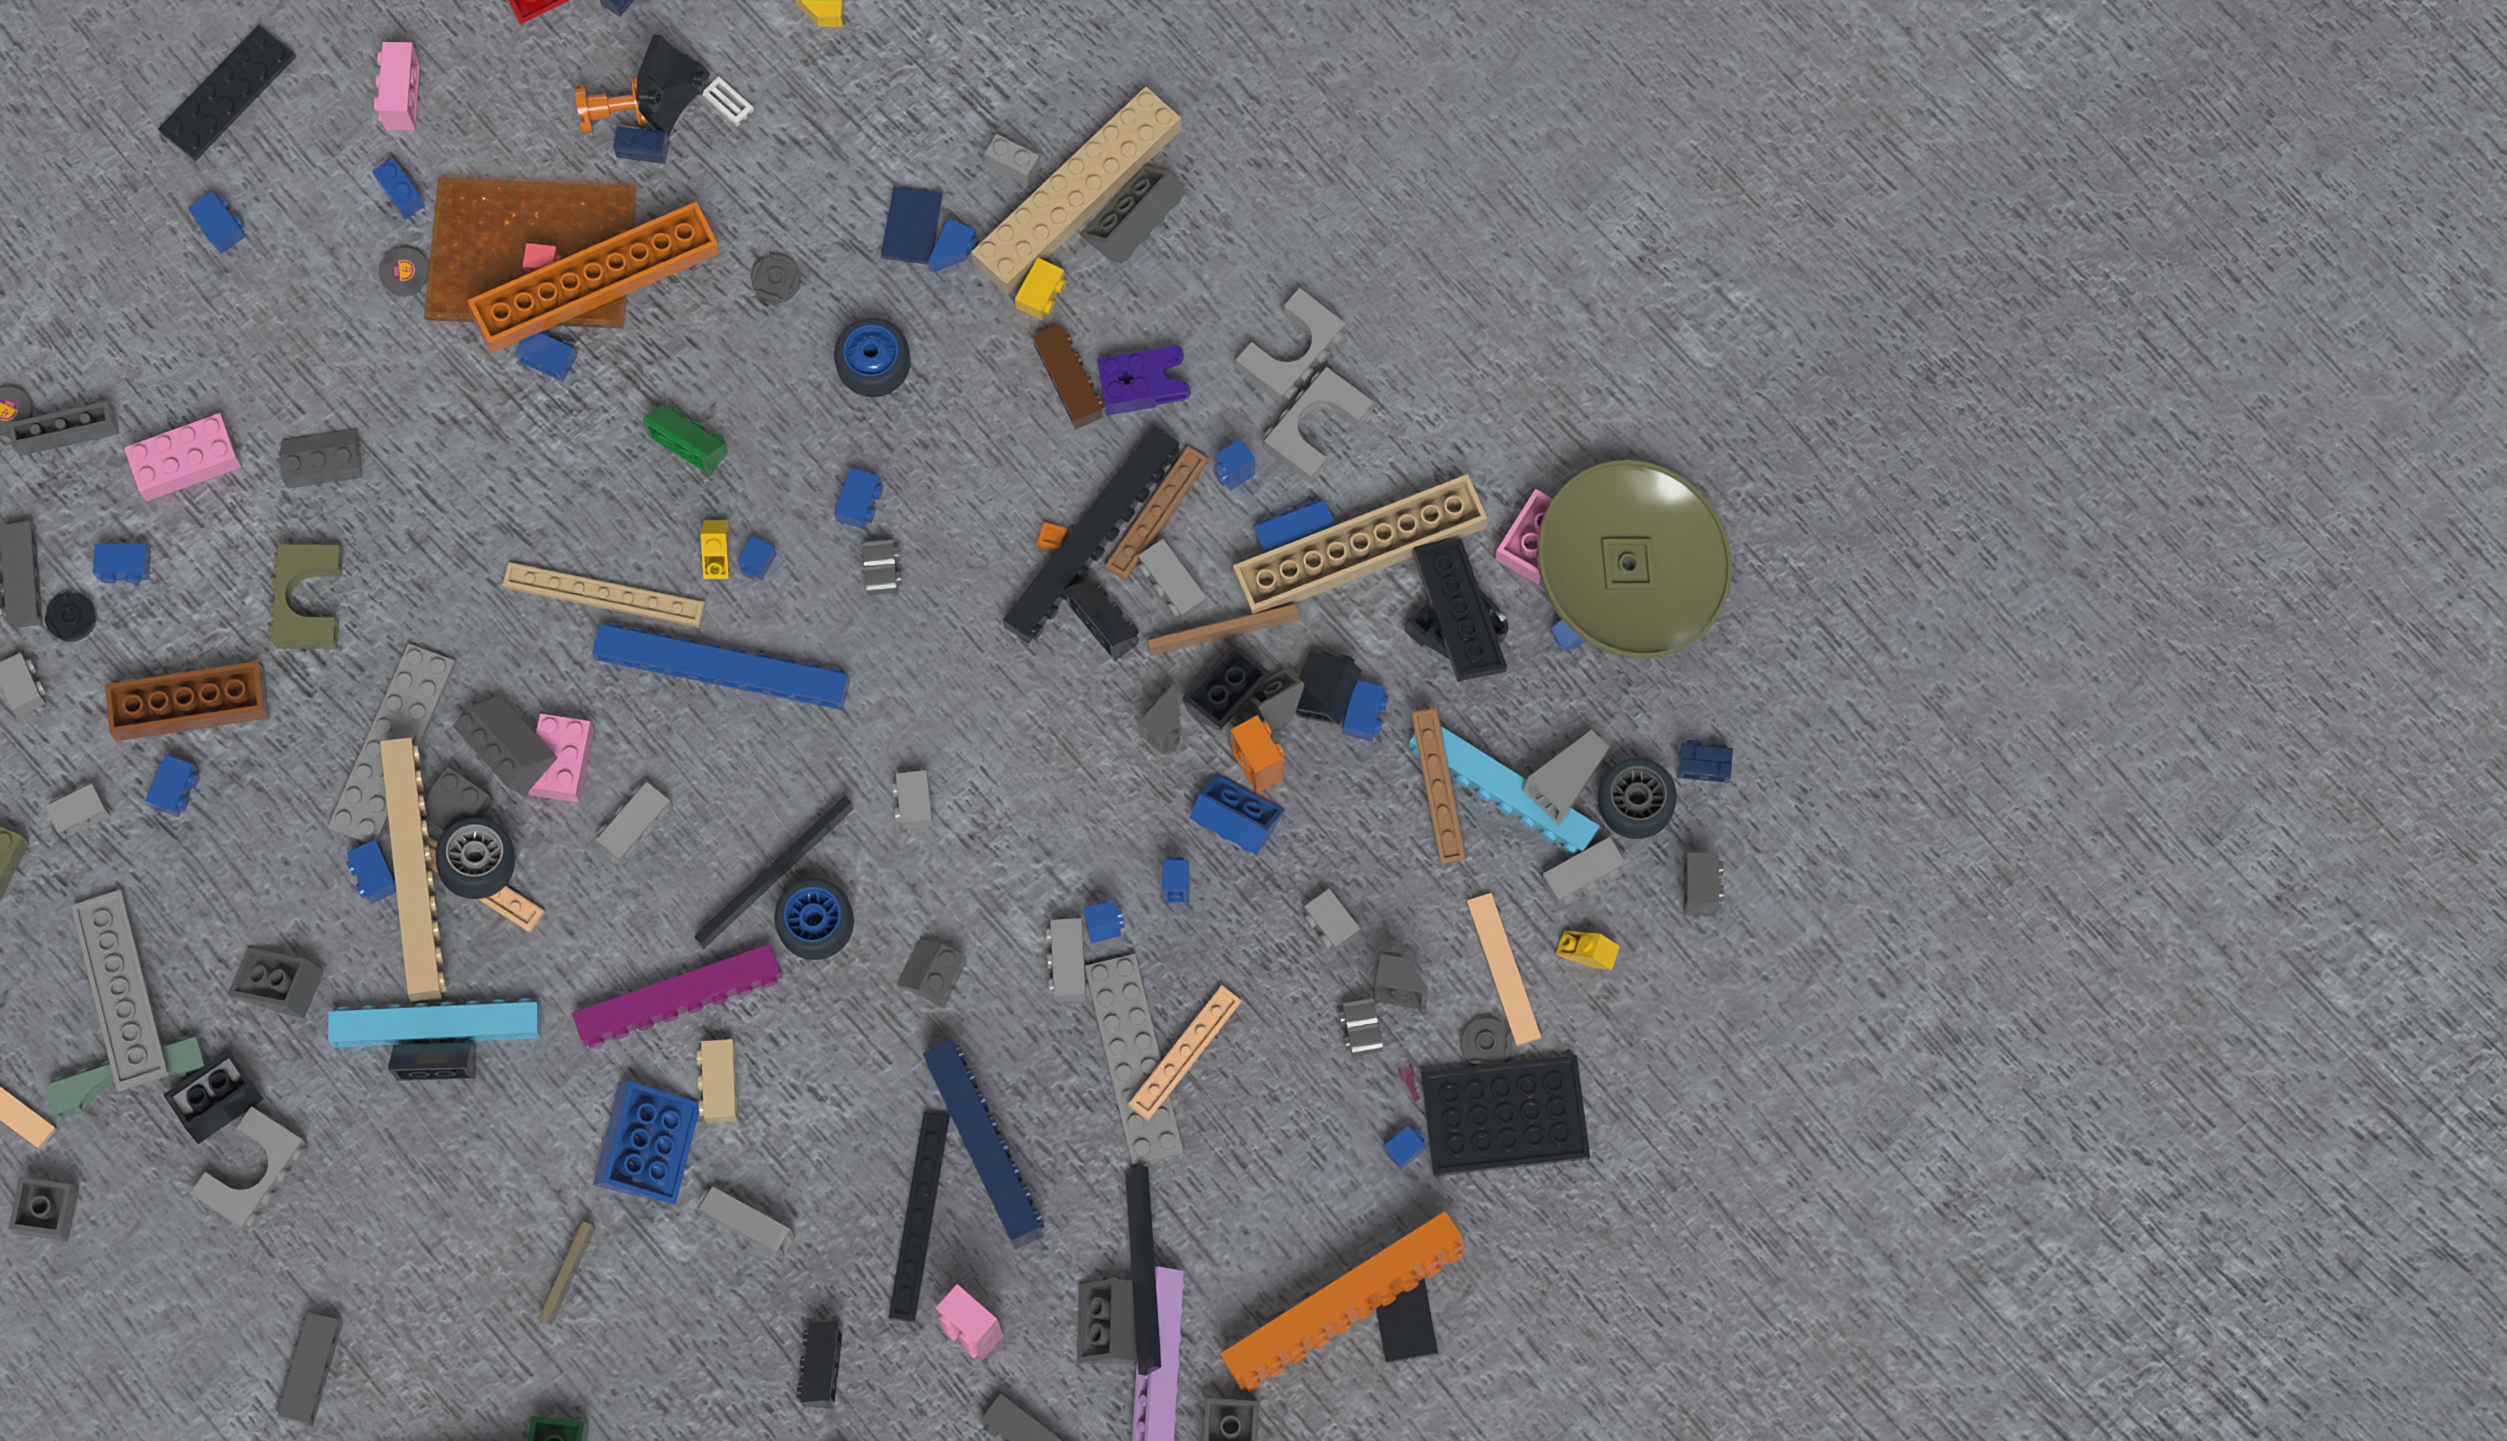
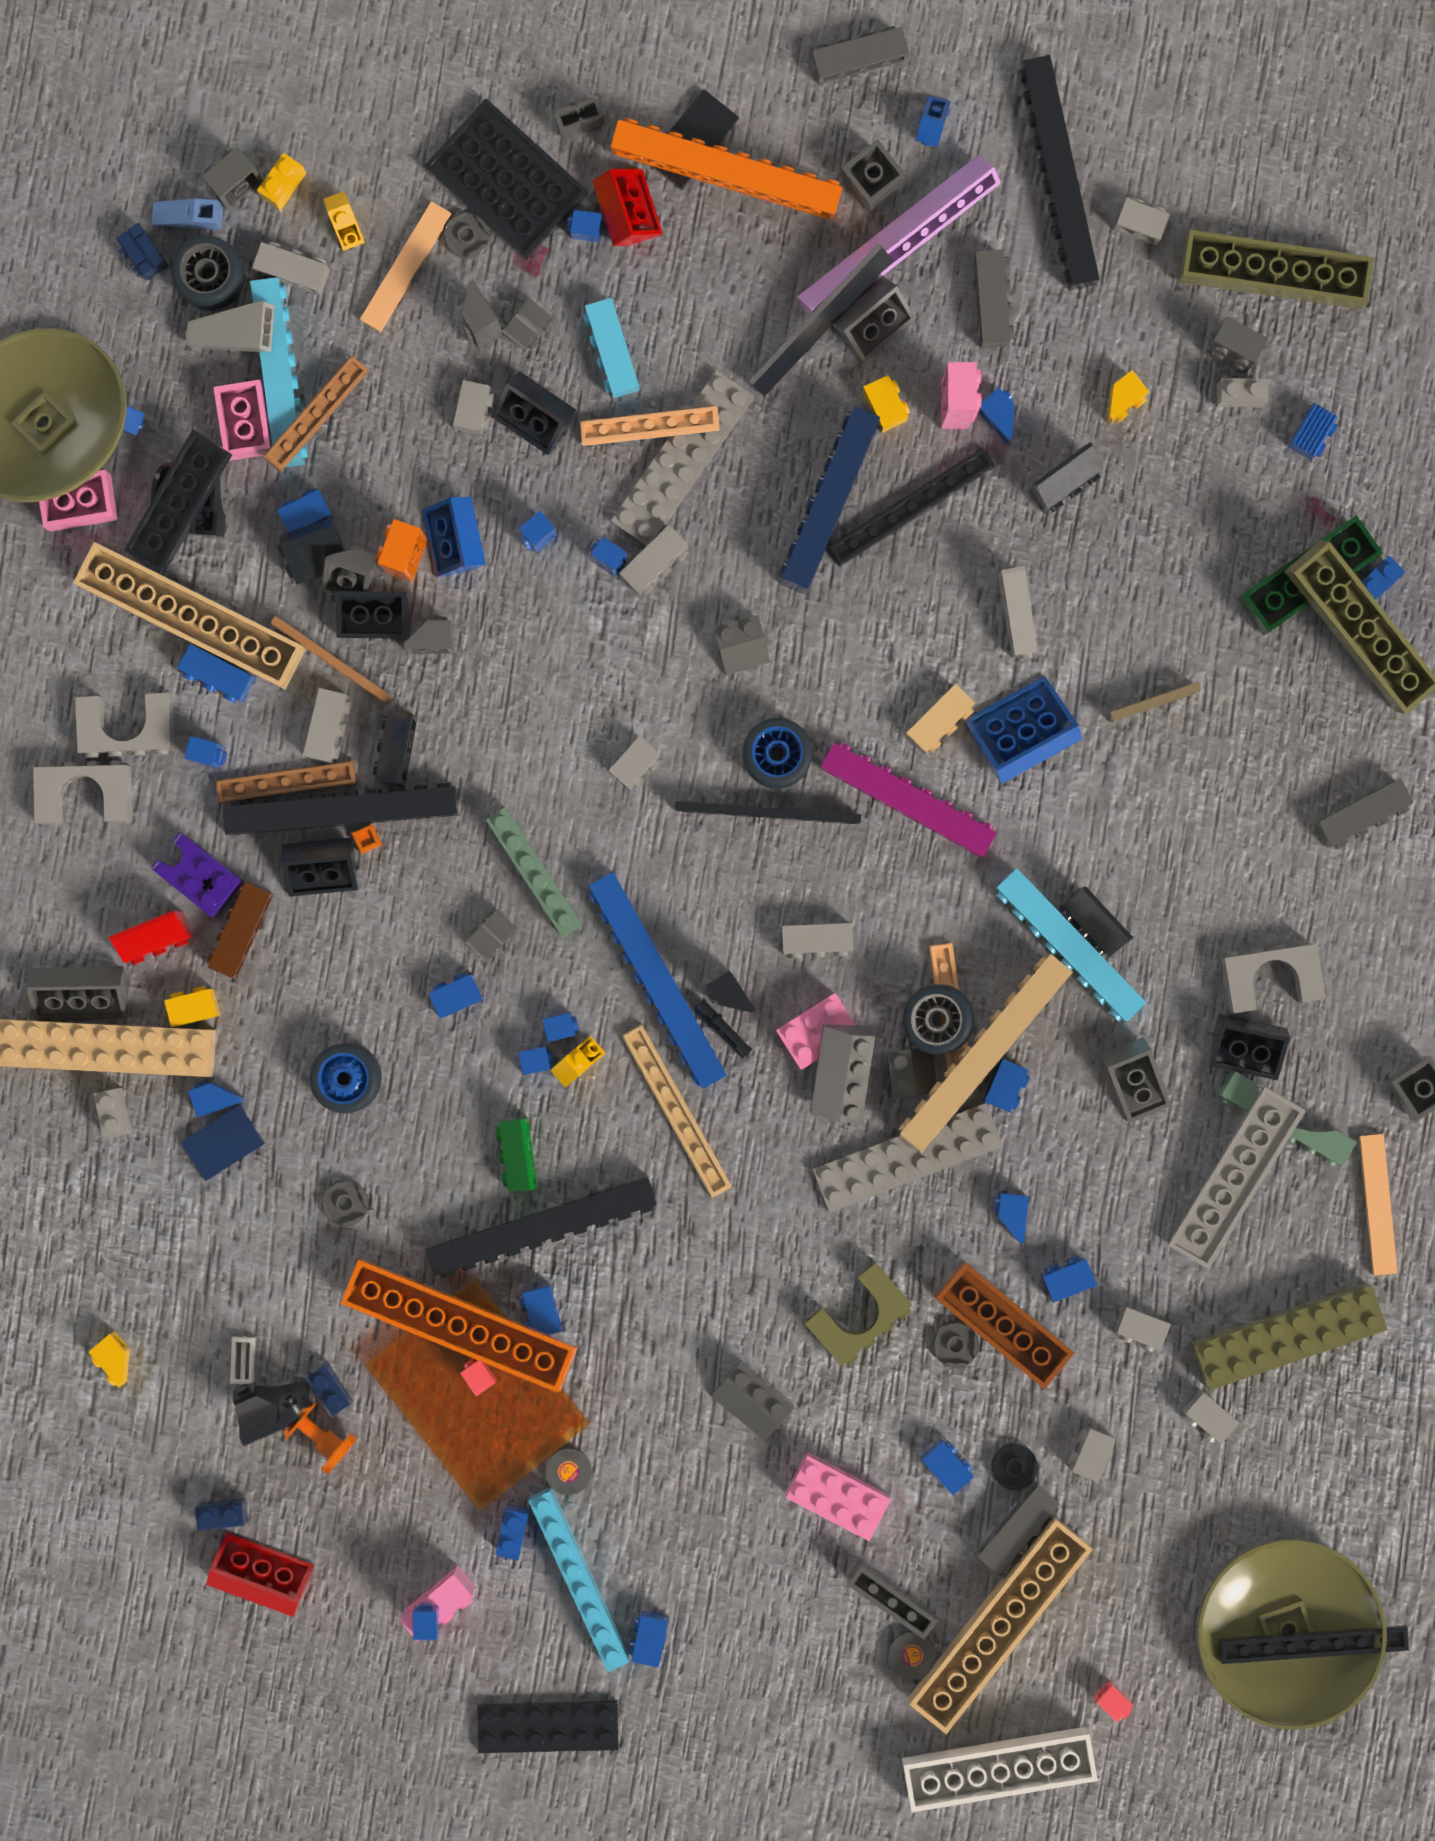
camera: 130 degrees left, 15 degrees up
(209, 650) = (955, 1344): none -> dark grey tile
(268, 787) = (1012, 1212): none -> blue slope
(314, 208) = (579, 1579): none -> medium azure brick
(389, 58) = (426, 1622): none -> blue brick
(611, 411) = (541, 1226): none -> black brick
(634, 686) = (722, 1028): none -> black pin
(651, 707) = (729, 993): none -> black slope
(748, 516) = (536, 1060): none -> blue brick
(930, 1358) = (999, 413): none -> blue slope
(939, 647) = (534, 872): none -> sand green arch
(1025, 1269) = (885, 402): none -> yellow brick
(1062, 480) = (319, 867): none -> black slope
(1124, 303) = (152, 937): none -> slope
(1279, 1078) = (612, 348): none -> medium azure brick
(1282, 968) = (533, 412): none -> black slope
(1389, 1196) = (627, 206): none -> red slope
(1486, 722) = (243, 419): none -> bright pink brick
(1504, 1213) = (579, 118): none -> dark grey brick
(1665, 925) = (281, 181): none -> yellow brick
(1704, 825) = (188, 214): none -> medium blue slope

